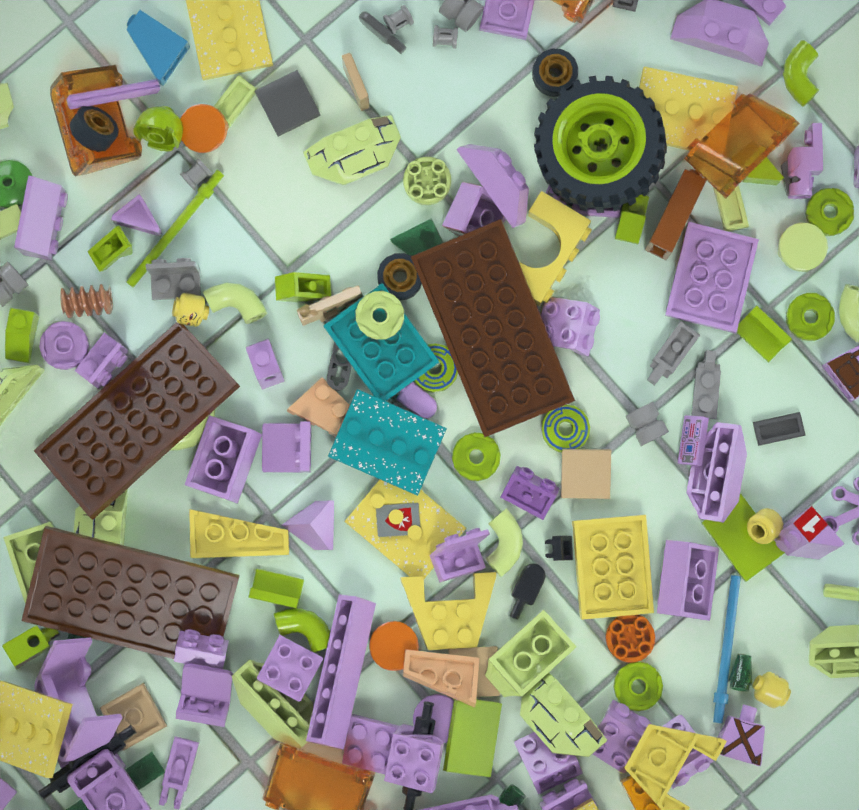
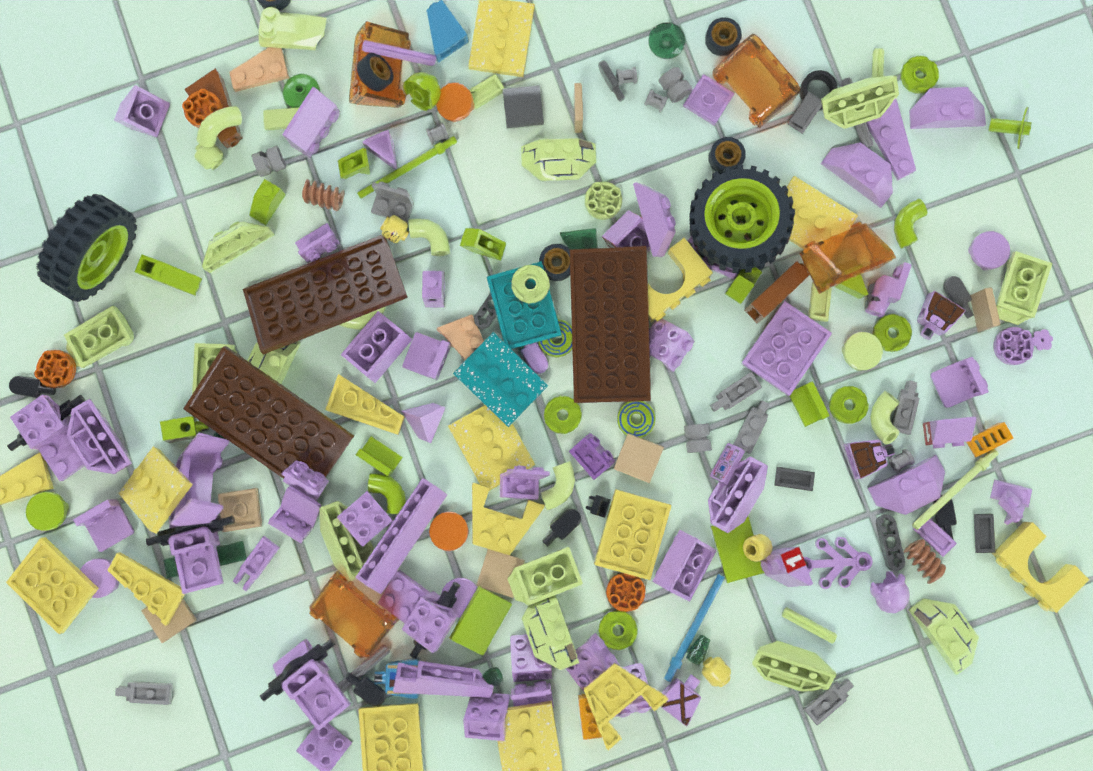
camera: 25 degrees right, 0 degrees up
(64, 345) = (294, 221): lavender tile -> none
(329, 306) = (496, 264): tan hinge -> none
(410, 518) = (496, 442): light grey sticker -> none
(445, 673) = (477, 566): light nougat wing -> none

